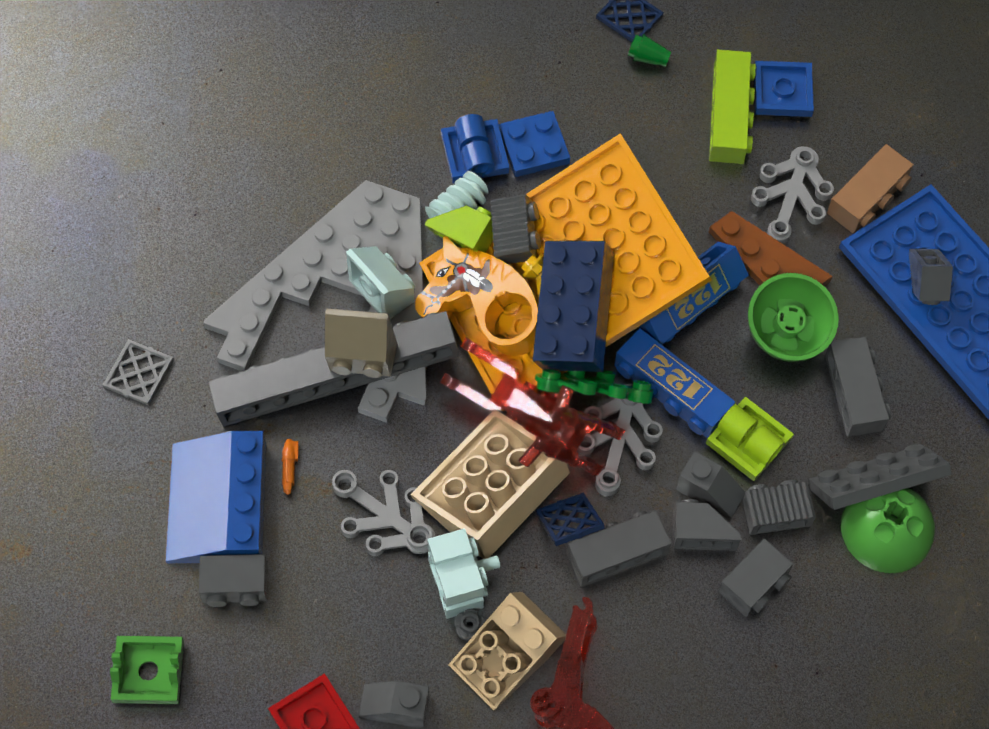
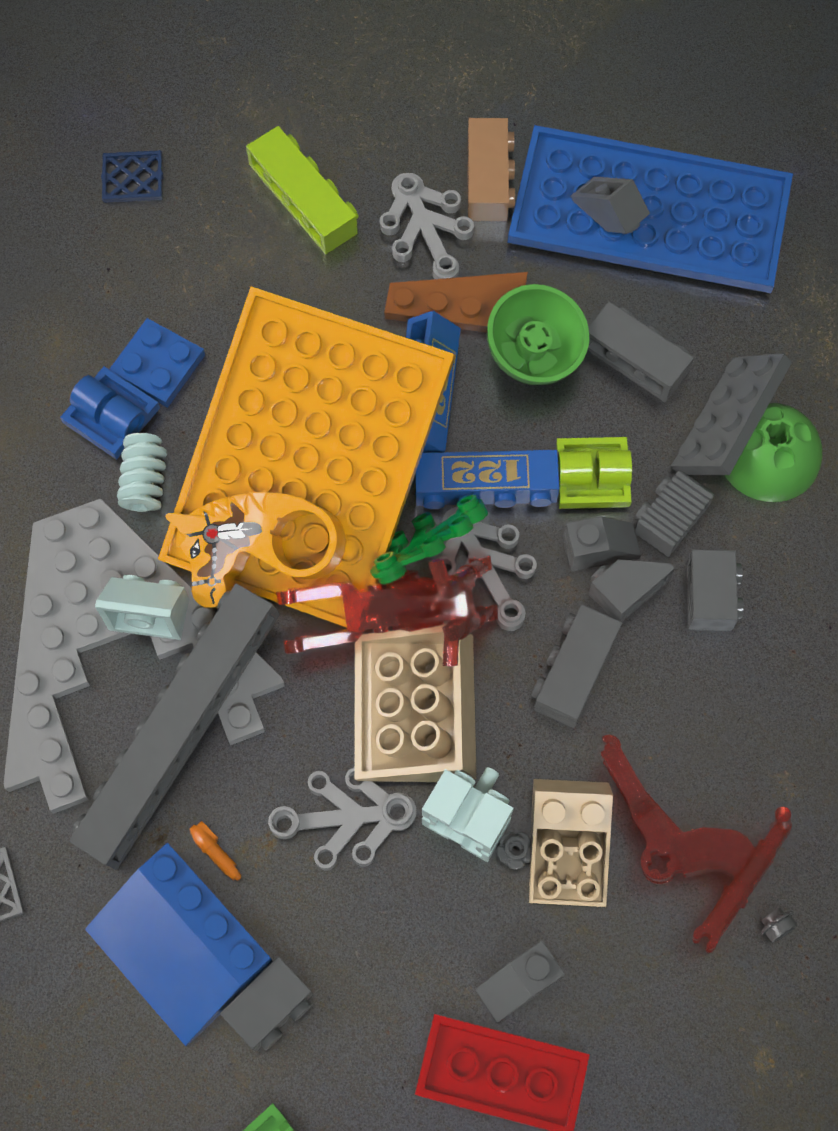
camera: 40 degrees left, 5 degrees up
(359, 343) = (189, 683): dark tan slope -> none
(464, 227) = (179, 490): lime slope -> none
(514, 228) = (229, 454): dark grey brick -> none
(533, 269) = (281, 476): yellow plate -> none
(561, 505) = (536, 683): dark blue window -> none
(573, 306) = (351, 480): dark blue brick -> none
(648, 51) = (182, 196): green cone -> none
(783, 88) = (333, 137): blue plate -> none

